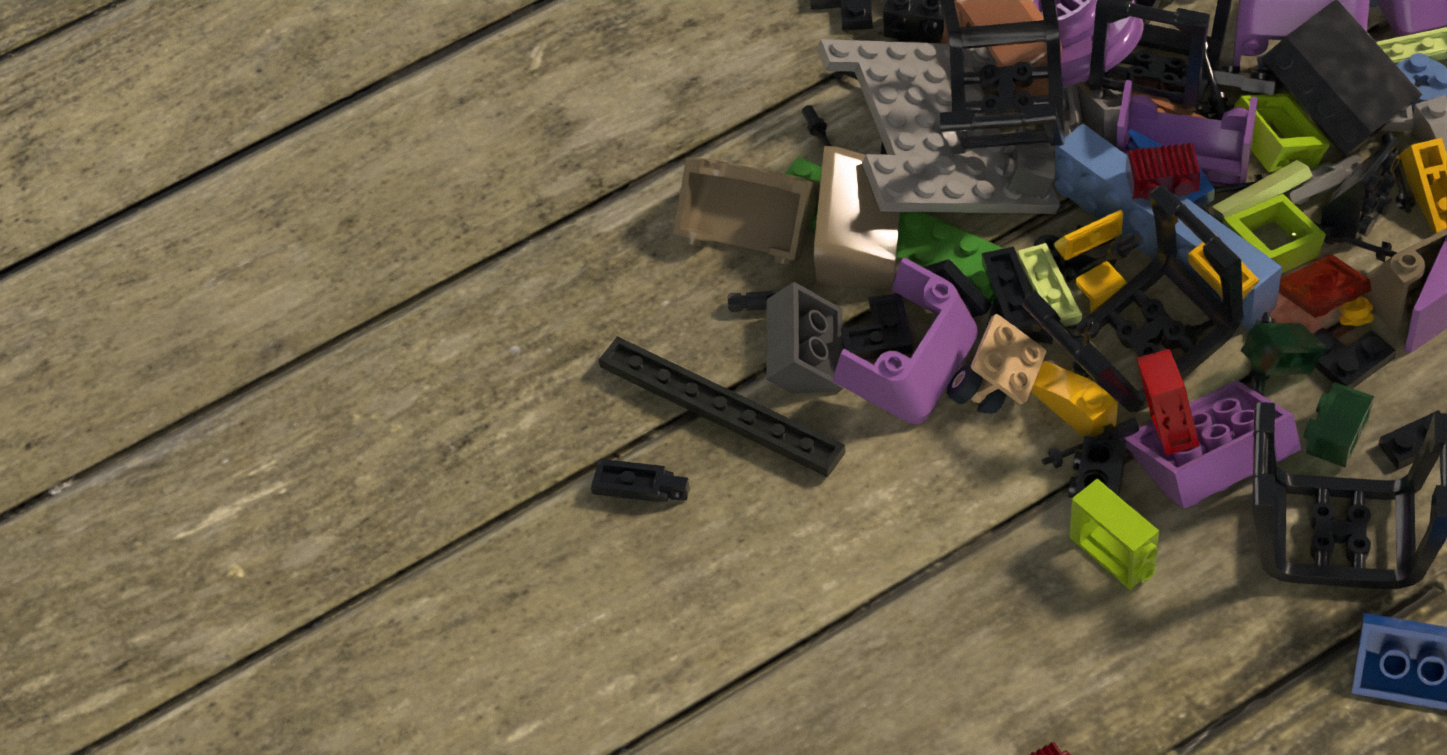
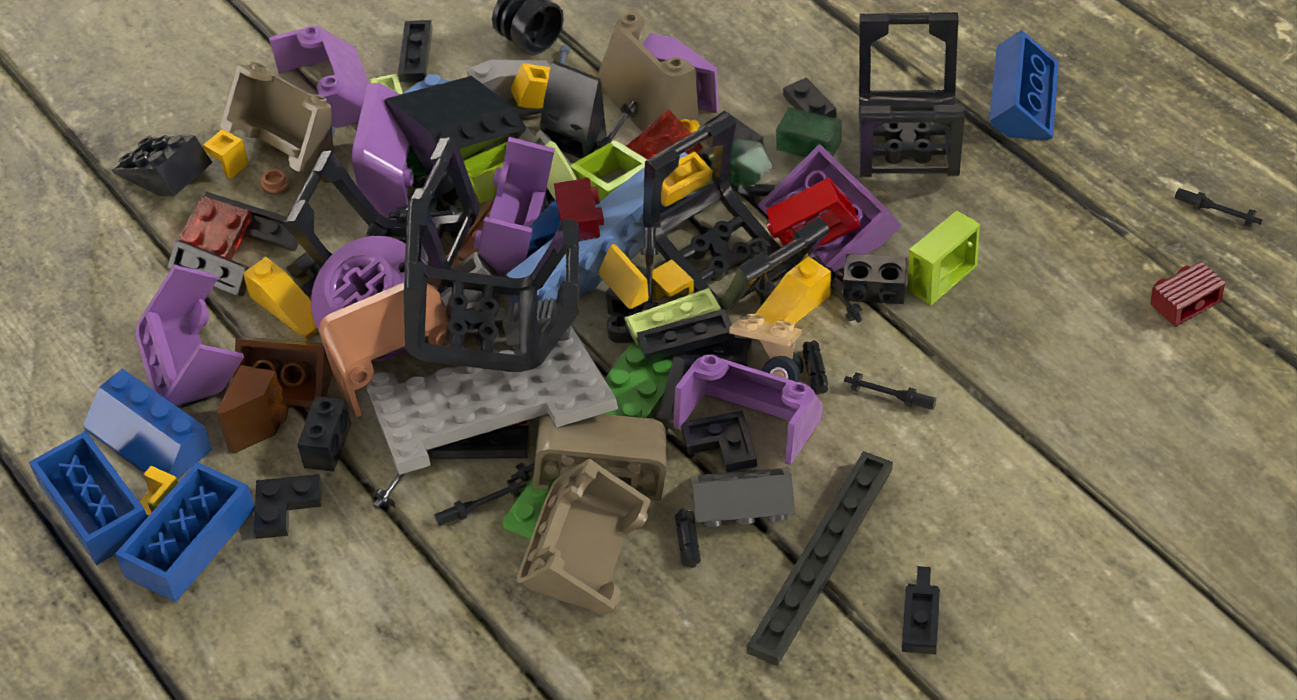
camera: 95 degrees left, 5 degrees down
(924, 499) = (909, 397): none -> black piece
(977, 417) = (815, 367): none -> black axle

